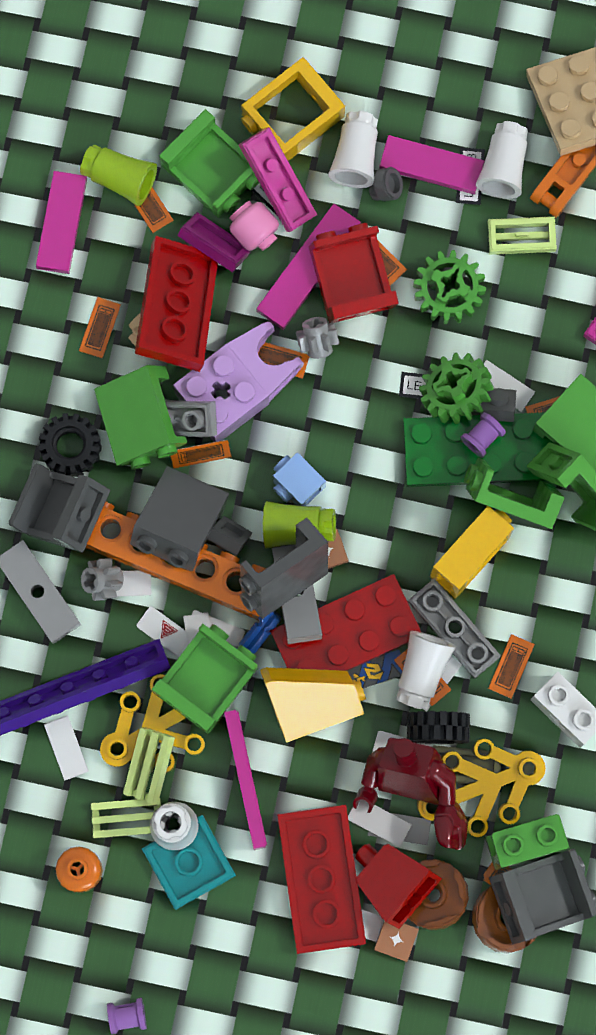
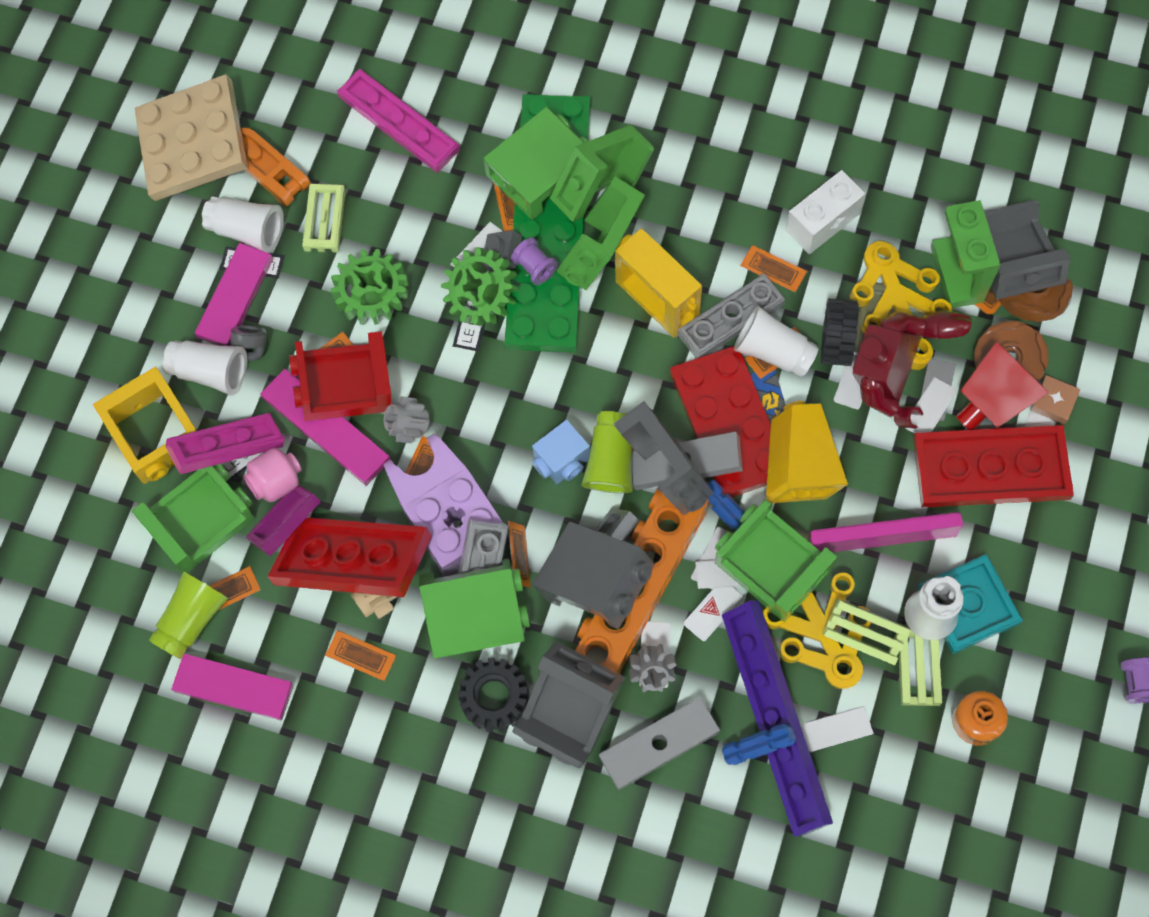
camera: 80 degrees left, 10 degrees down
(40, 676) = (758, 744): none -> blue axle

